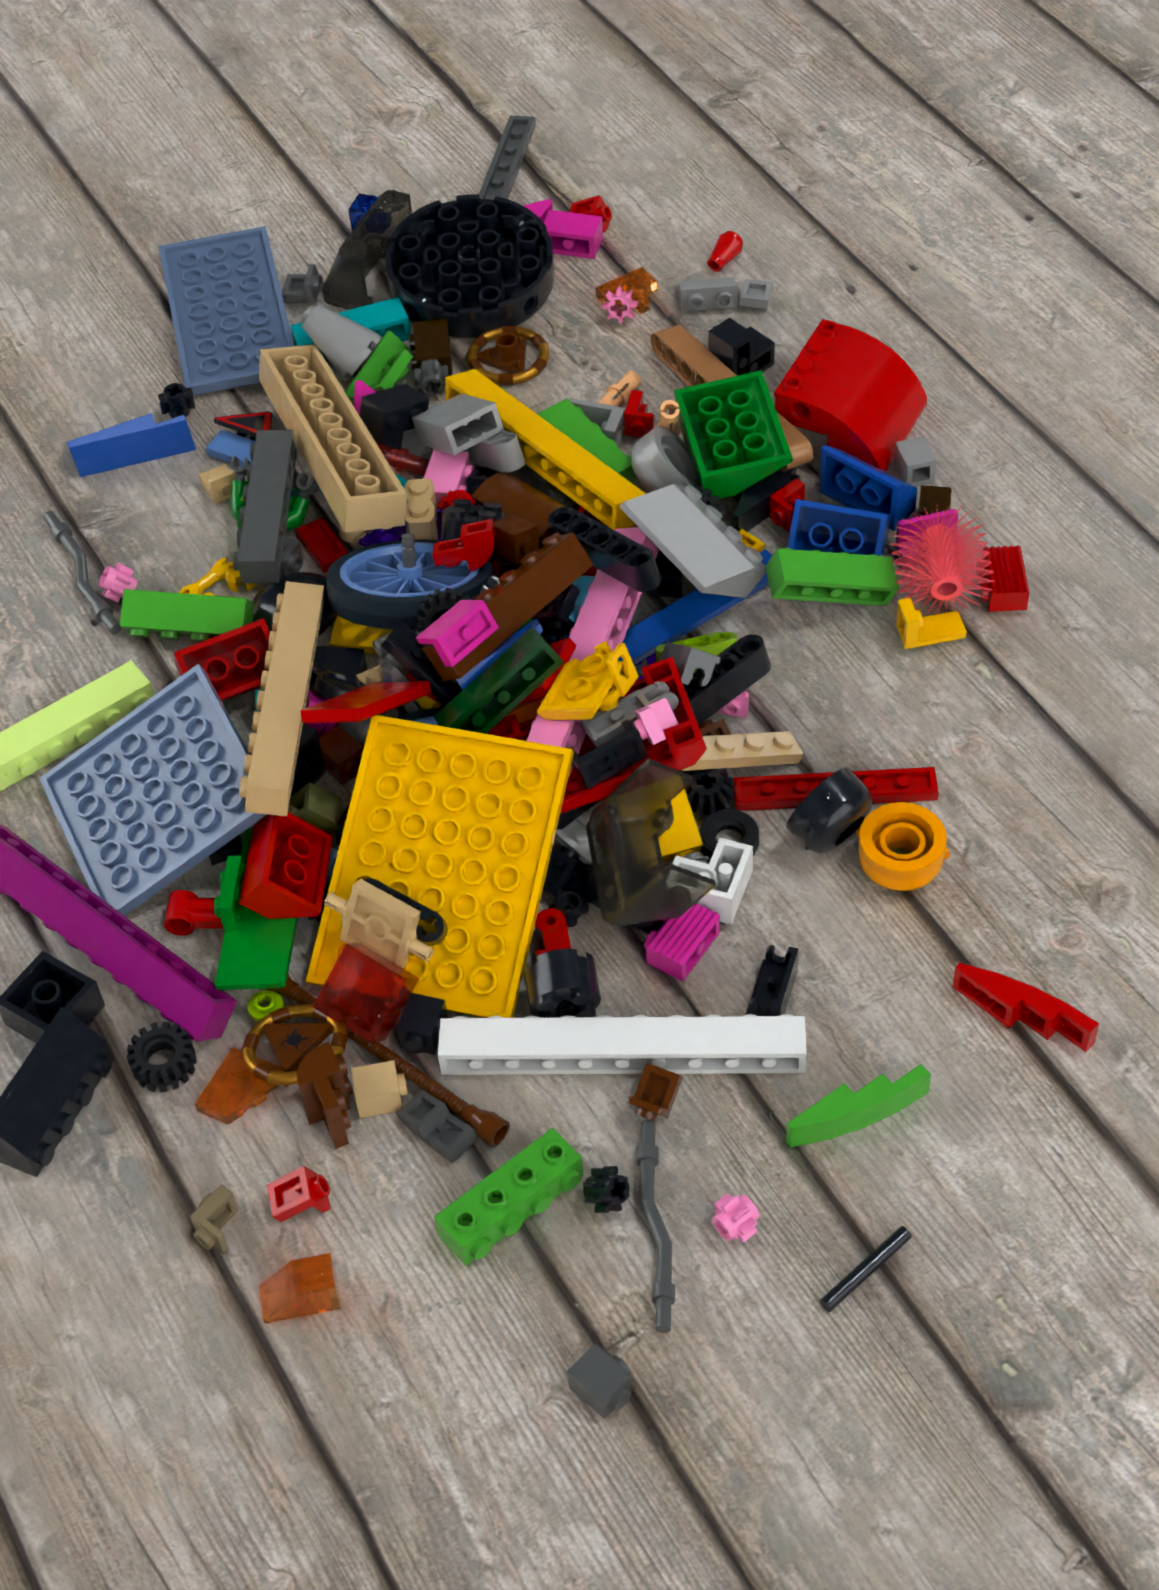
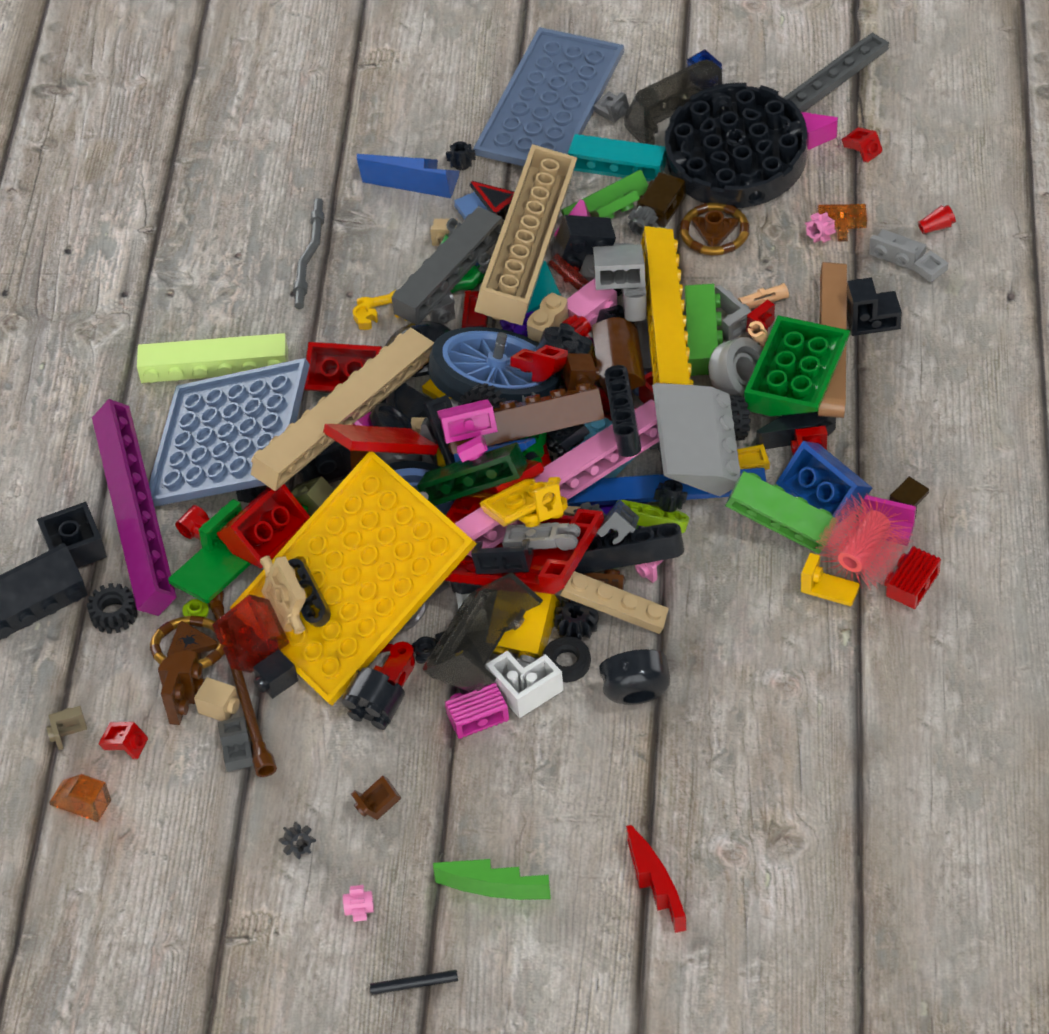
camera: 35 degrees right, 0 degrees up
(116, 580) = (322, 273): bright pink gear -> none
(182, 614) = (343, 317): bright green brick -> none
(234, 1089) = (136, 654): clear orange wing -> none
(339, 339) = (594, 162): light grey cone -> none
(491, 655) = (472, 449): none -> dark pink slope
(509, 1197) = (239, 811): bright green brick -> none
(561, 870) = (435, 619): black bracket -> none
(574, 233) = (835, 153): dark pink brick -> none
(601, 1381) = (201, 951): dark grey brick -> none
(622, 1045) = (383, 756): white brick -> none
(654, 719) = (541, 548): bright pink bracket -> none
(663, 1290) = (284, 921): dark grey bar -> none
(703, 617) = (670, 495): none -> black gear
(774, 983) = (508, 776): black hinge -> none
(791, 789) = (682, 671): red tile -> none
(852, 393) = (916, 383): red slope -> none
(864, 486) = (873, 455): blue slope -> none
(903, 827) = (665, 710): light orange piece -> none
(915, 461) = (928, 456): light grey brick -> none

